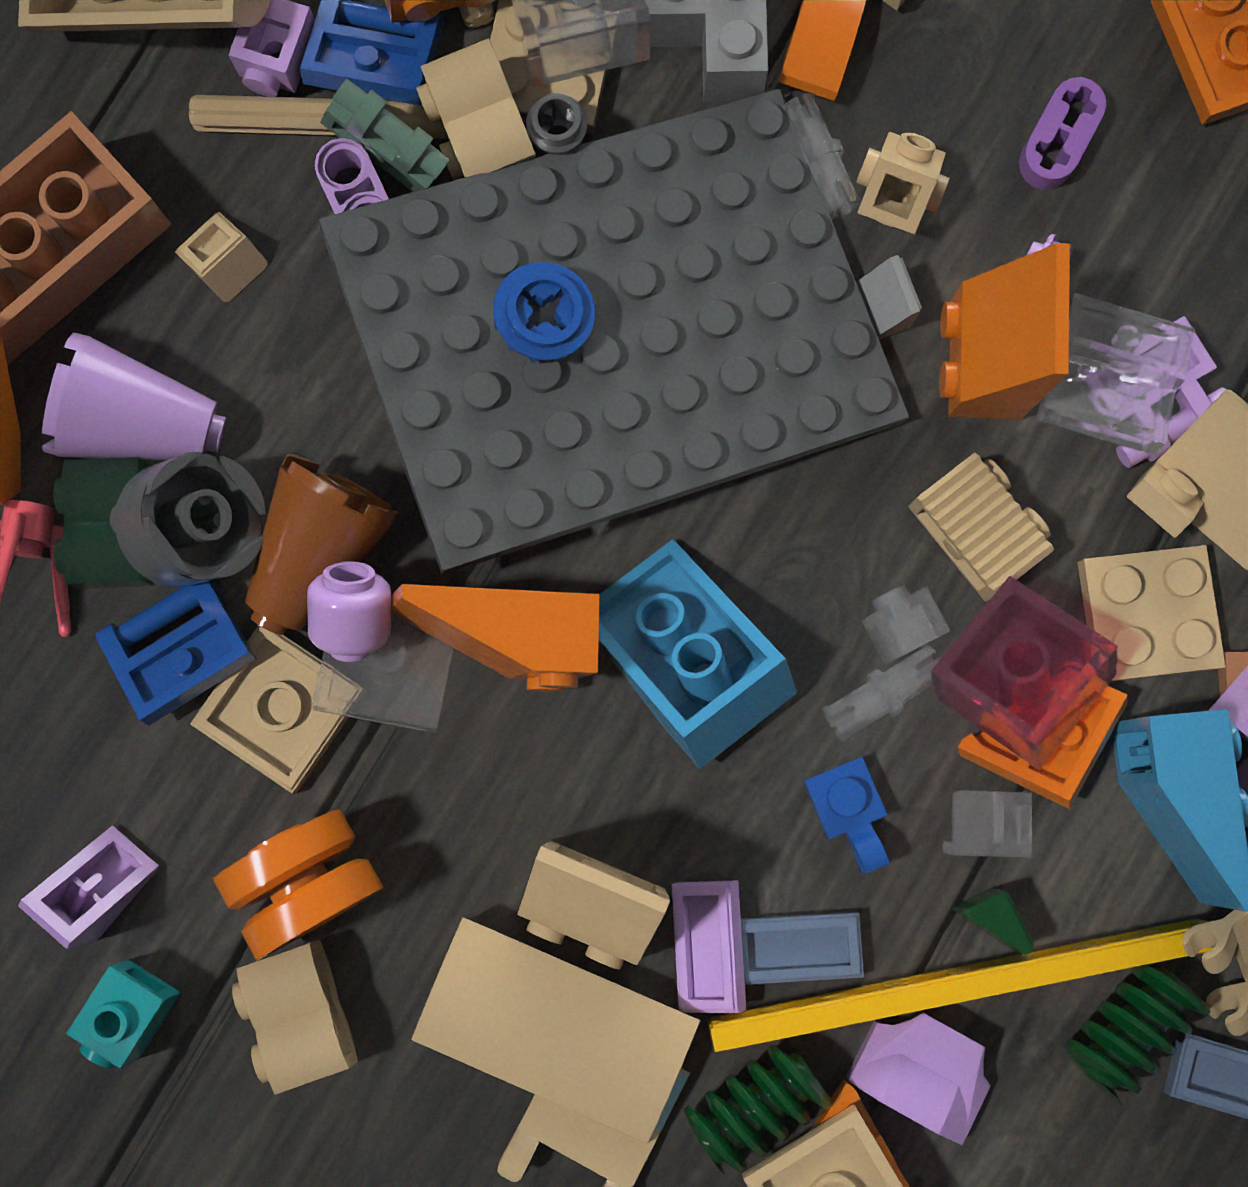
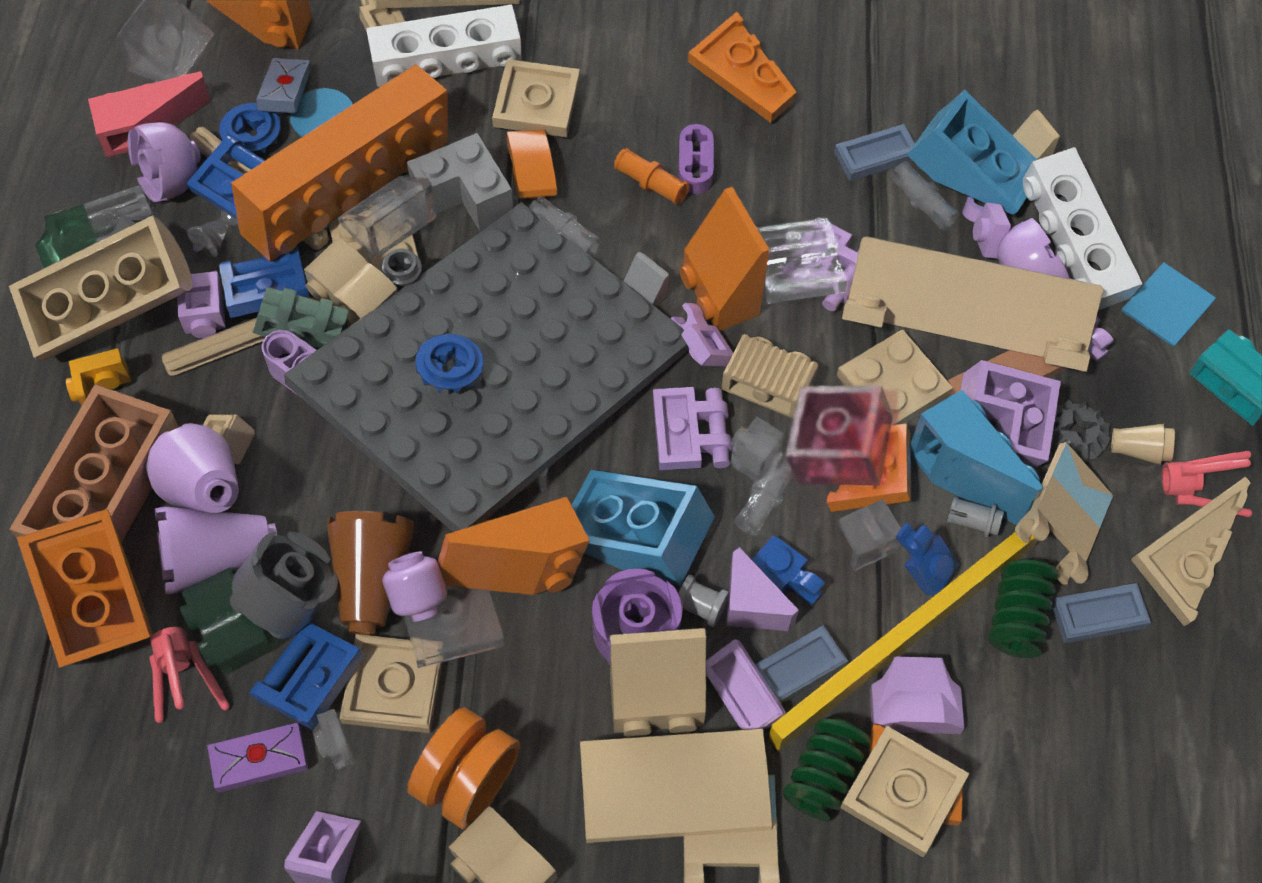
camera: 30 degrees left, 20 degrees down
(71, 722) = (257, 757): none -> medium lavender tile
(93, 83) = (103, 369): none -> light orange bracket
(149, 303) = (193, 469): none -> lavender cone
(167, 751) = (332, 740): none -> clear plate
(598, 759) = (629, 596): none -> medium lavender brick
(718, 801) = (702, 600): none -> light grey bush
(786, 831) = (755, 599): none -> lavender slope
(816, 541) = (677, 428): none -> lavender plate
(902, 181) = (621, 230): tan brick -> none
(918, 426) = (704, 340): none -> lavender plate
(983, 133) = (651, 176): none -> orange pin
(997, 916) = (906, 587): dark green slope -> none
(1049, 900) = (930, 558): none -> blue plate
(1147, 868) = (976, 516): none -> light grey pin

